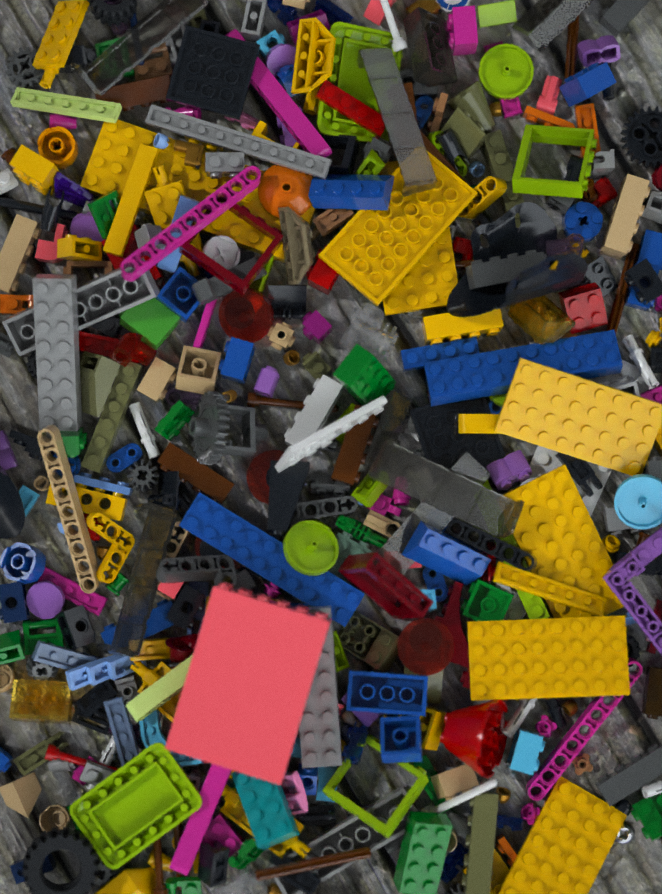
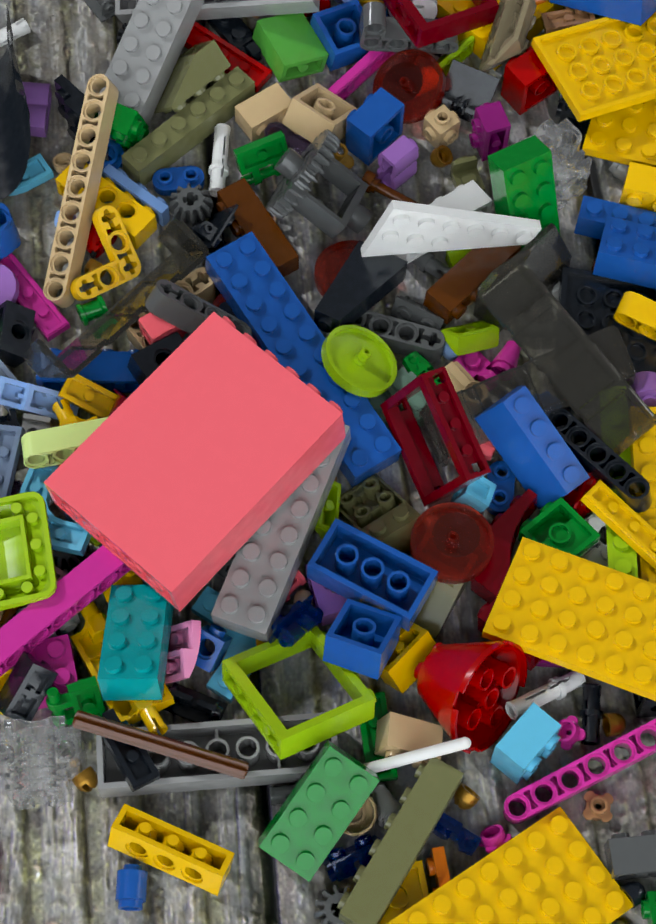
camera: 20 degrees right, 20 degrees down
(130, 348) = (253, 54): clear red brick -> none

